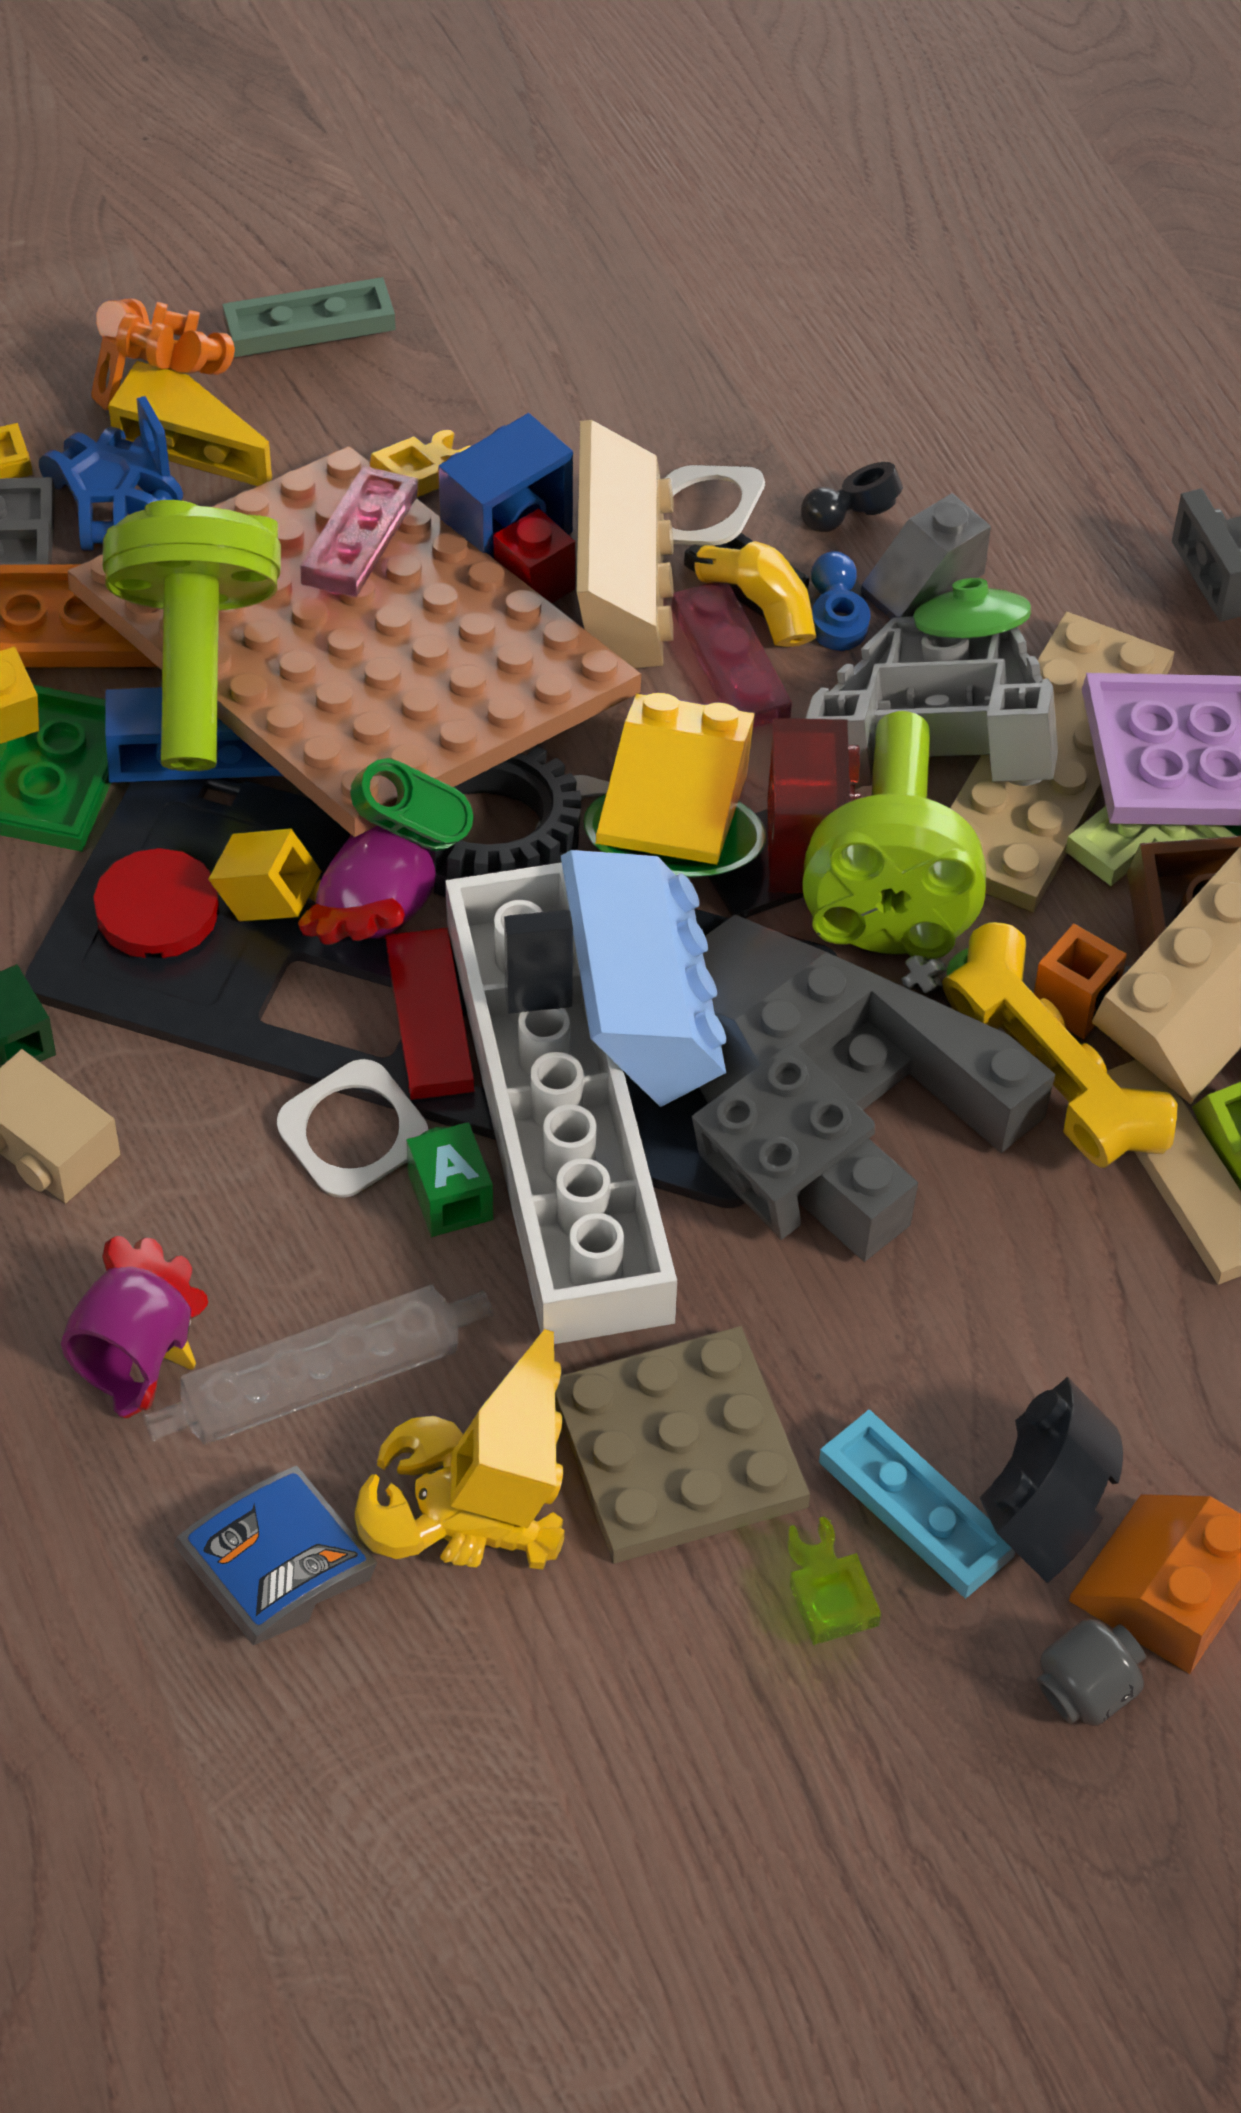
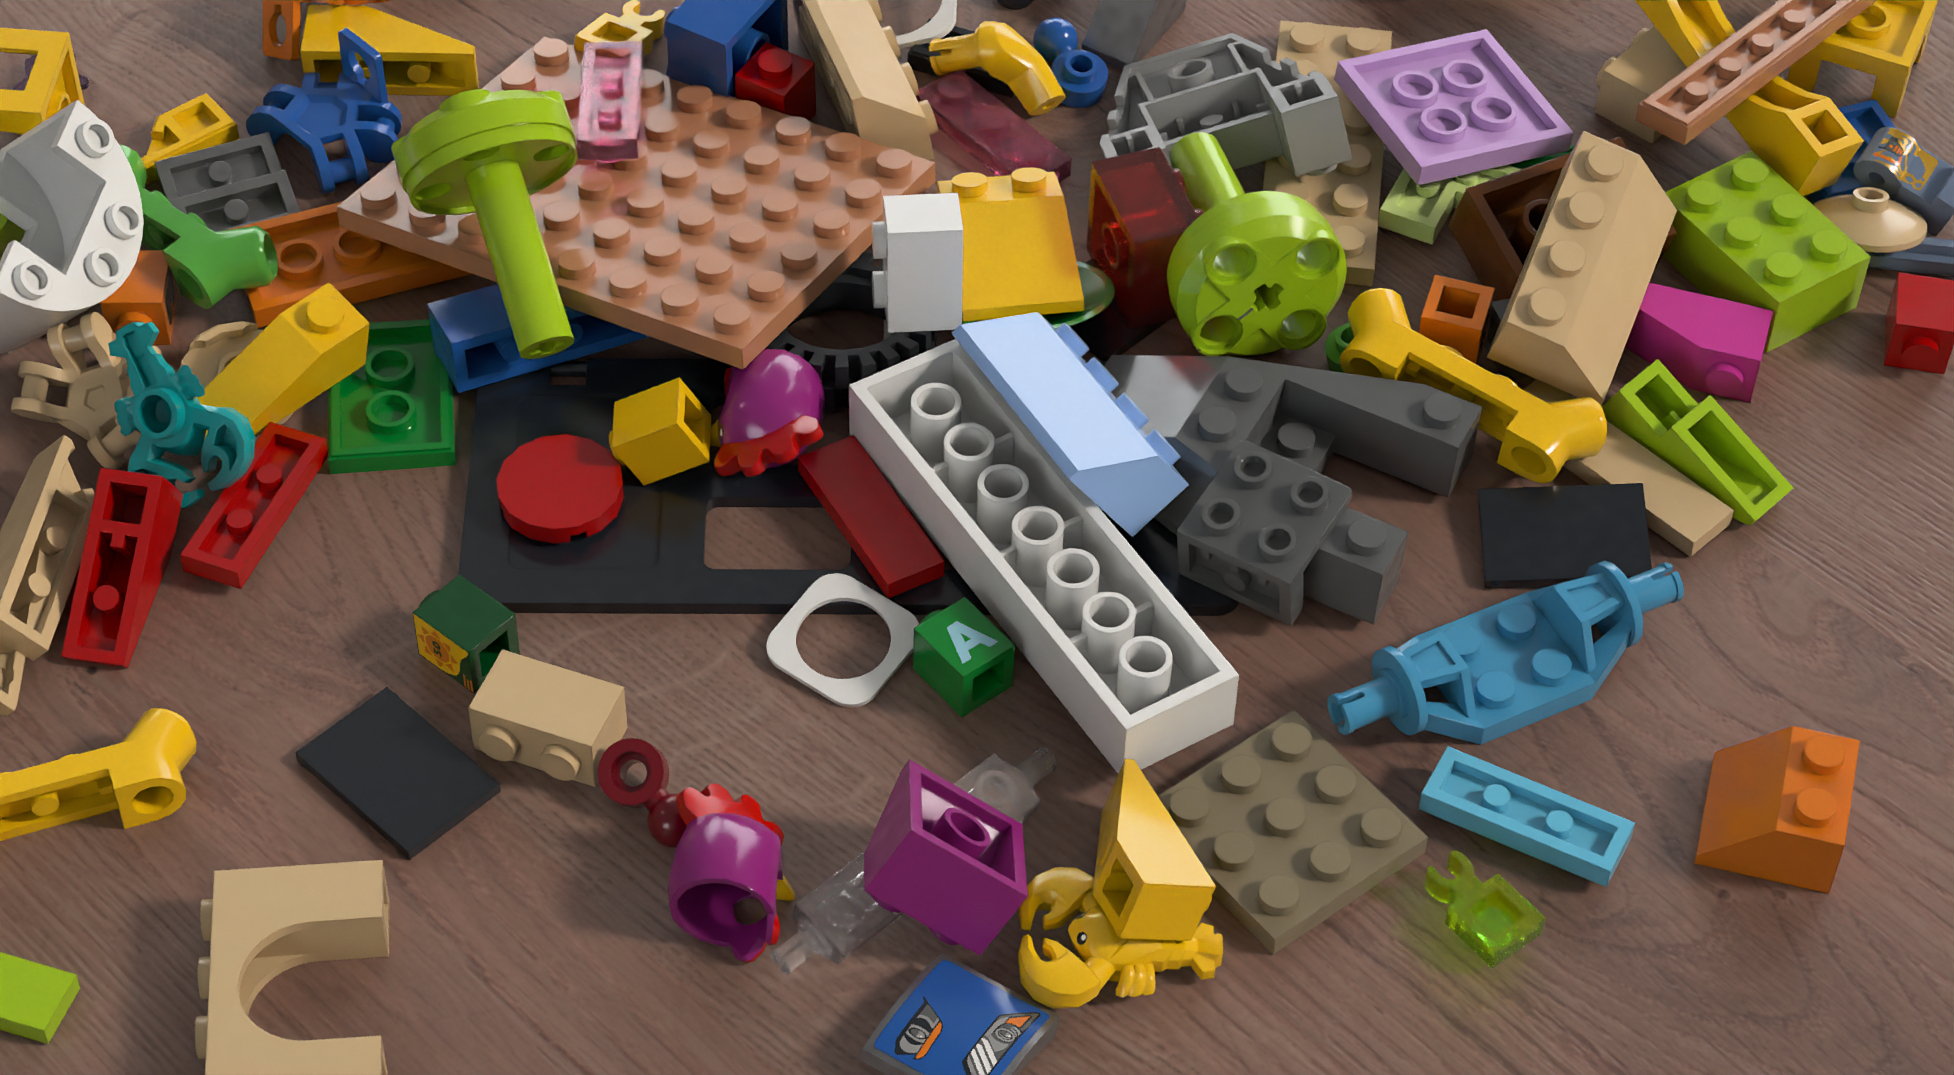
camera: 20 degrees left, 5 degrees down
(79, 1213) = (663, 816): none -> dark red plate
(329, 1376) = (946, 860): none -> magenta slope
(425, 808) = (804, 324): green piece -> none
(538, 961) = (991, 423): black tile -> none
(560, 776) = (920, 262): none -> white brick
(924, 974) = (1317, 354): dark grey axle -> none
(972, 611) = (1199, 39): bright green dish -> none
(975, 1338) = (1510, 658): none -> dark azure plate
(1055, 1479) = (1646, 755): black brick -> none
(1091, 1672) = (1753, 913): dark grey head -> none
(1095, 1226) = (1560, 531): none -> black piece

